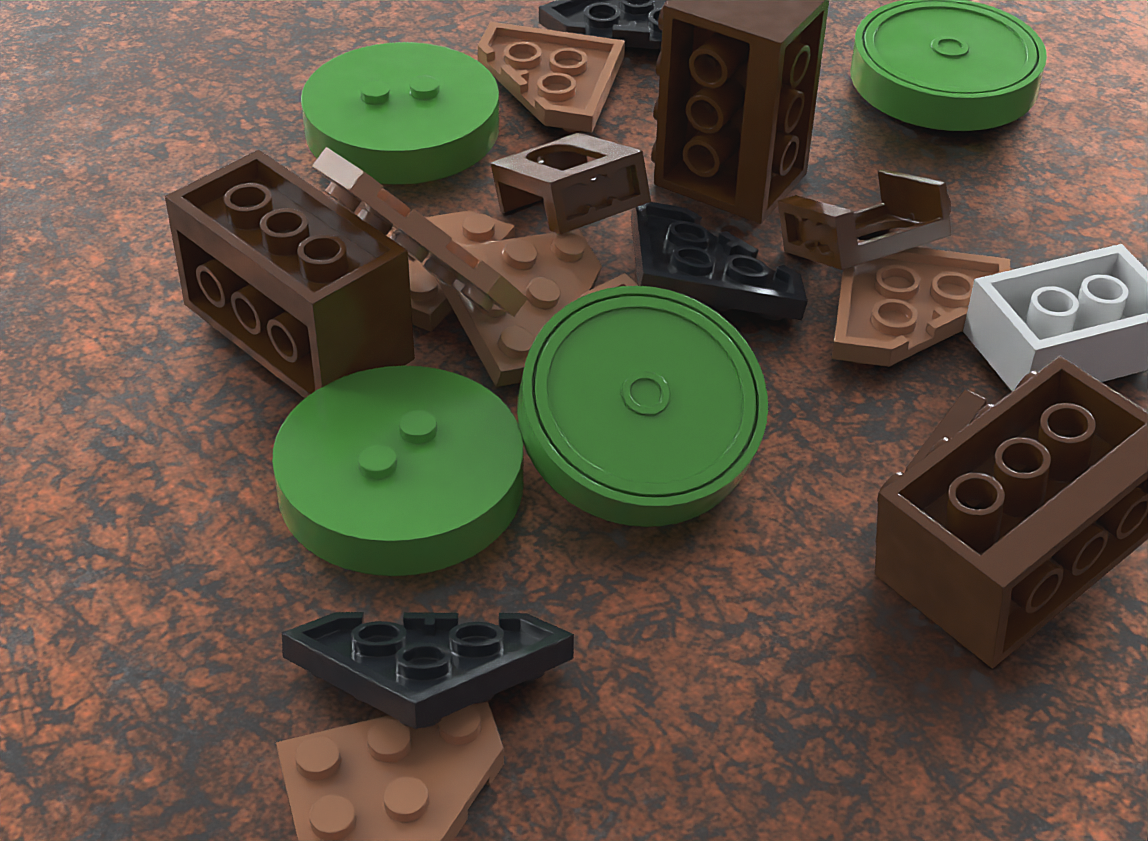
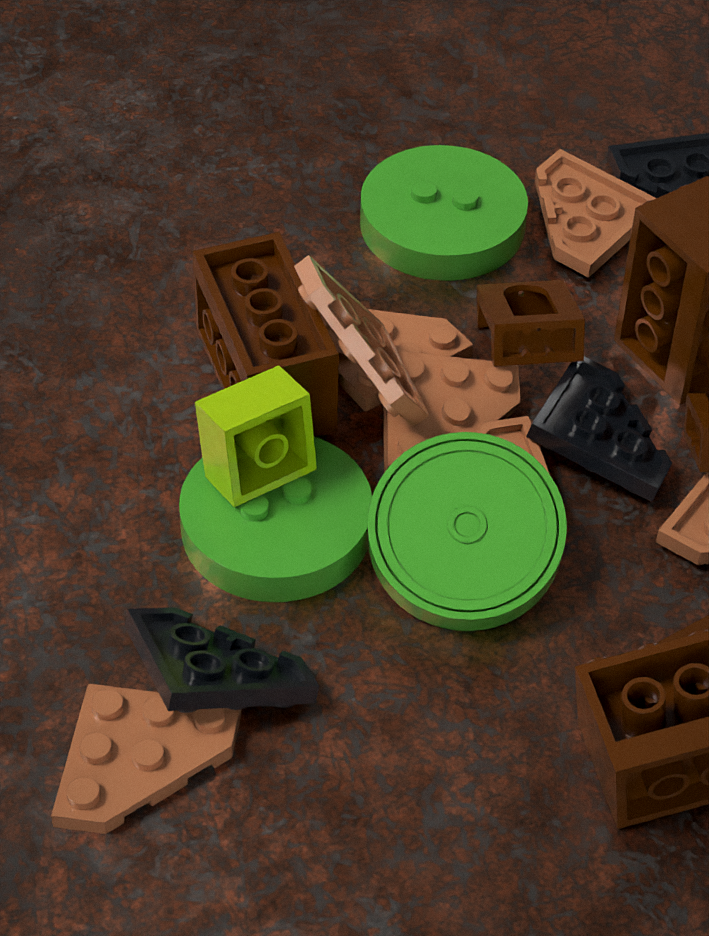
camera: 25 degrees right, 5 degrees up
(350, 372) = (256, 435): none -> lime brick

